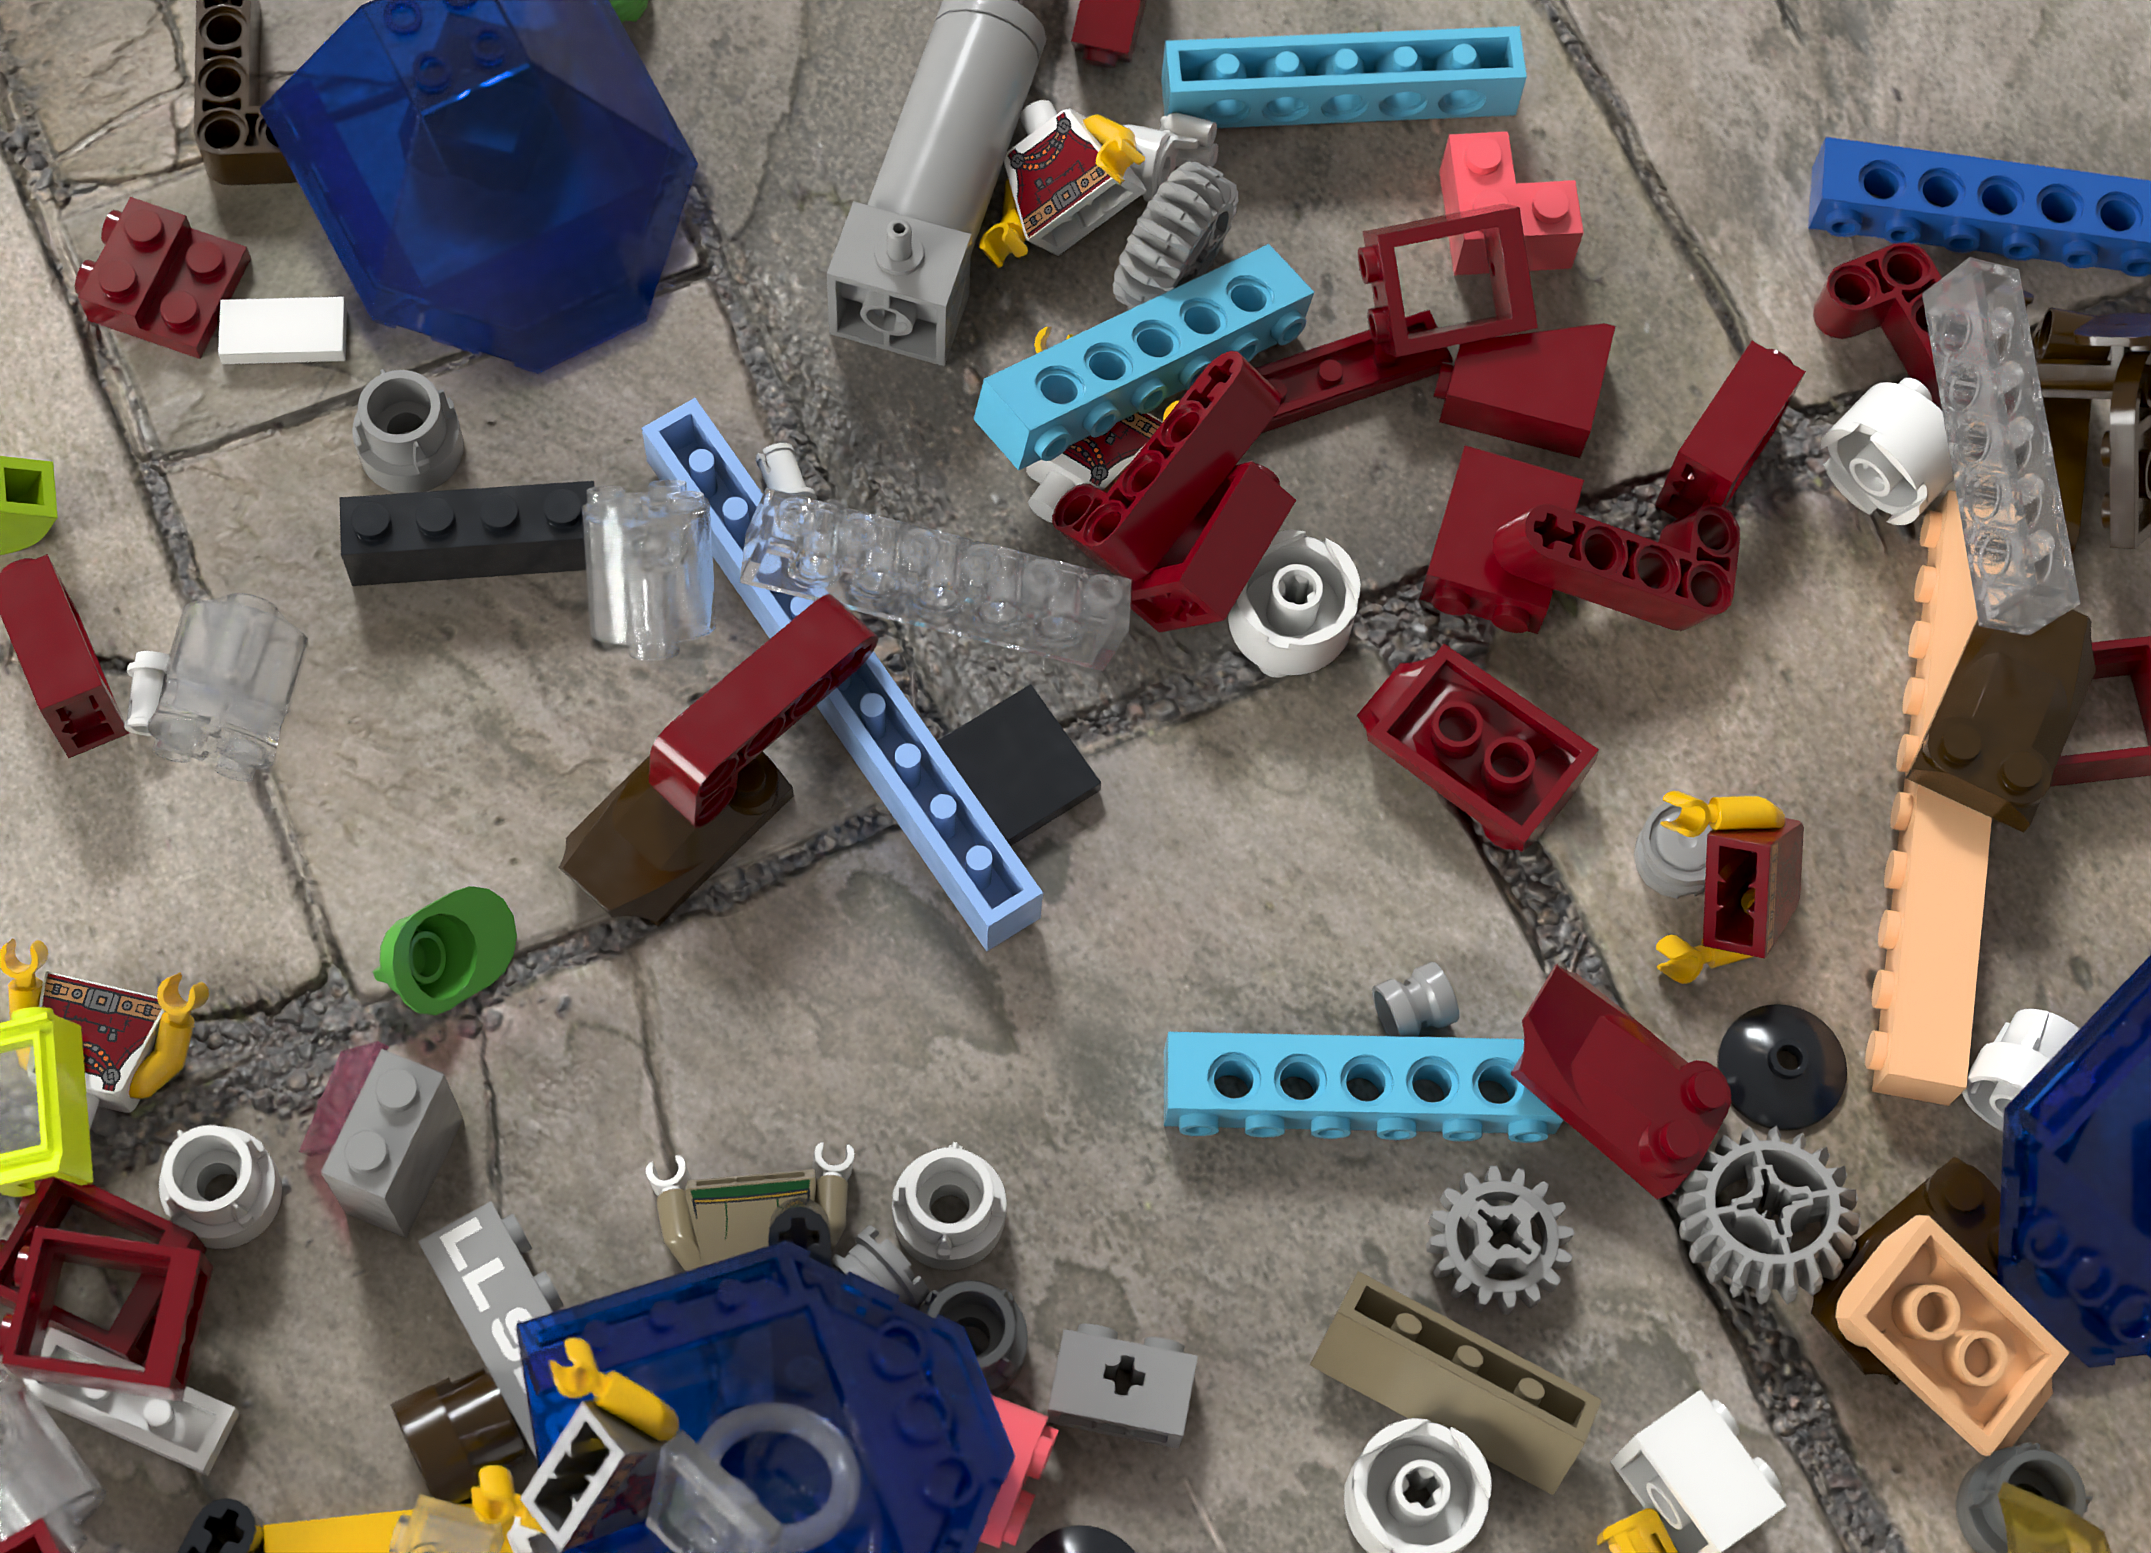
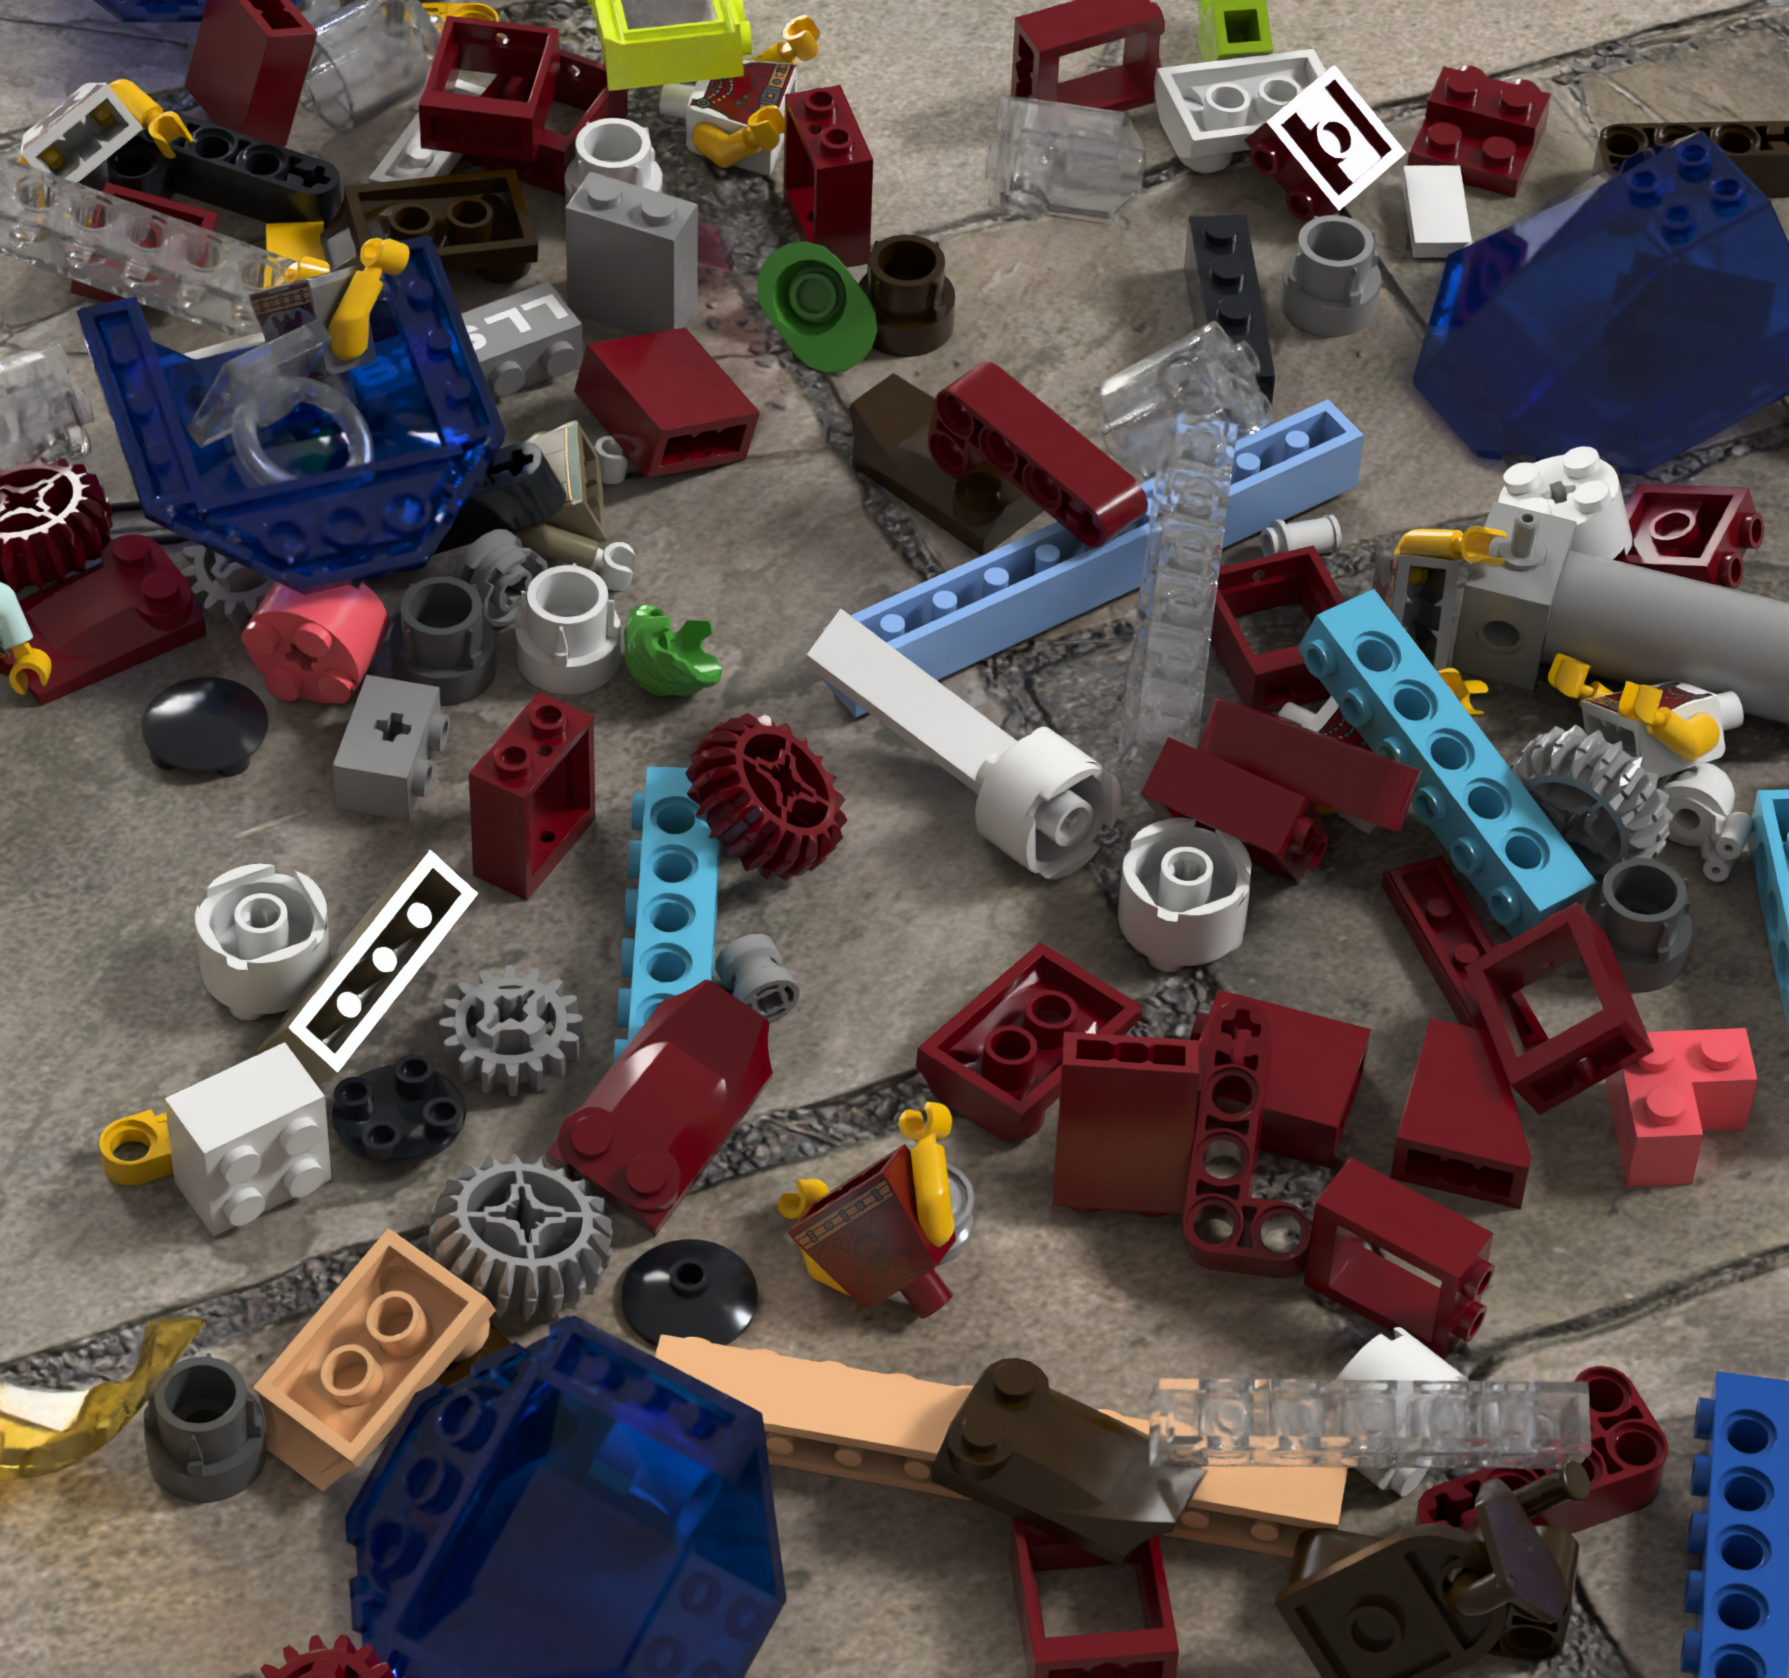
camera: 95 degrees right, 20 degrees down
(127, 497) = (1221, 102): none -> white slope
(219, 420) = (1323, 147): none -> plate
(295, 927) = (828, 174): none -> dark red window
(308, 1390) = (471, 216): none -> dark brown slope
(422, 831) = (909, 295): none -> dark brown piece
(601, 1111) = (666, 402): none -> dark red brick
(758, 212) = (1576, 489): none -> white brick
(793, 140) = (1693, 531): none -> dark red plate
(926, 365) = (1422, 584): none -> torso
(926, 452) = (1284, 579): none -> dark red window
(982, 1097) = (665, 660): none -> bright green hair
(1020, 764) = (1019, 689): black tile -> none
(1081, 838) = (906, 698): none -> white tile
(1193, 722) = (1045, 803): none -> white brick
(1210, 987) = (766, 796): none -> dark red gear
(1228, 1229) = (530, 788): none -> dark red window
(1301, 218) = (1645, 920): none -> dark grey piece
(1608, 1345) = (398, 1112): none -> black dish
(1614, 653) = (1125, 1123): none -> dark red brick

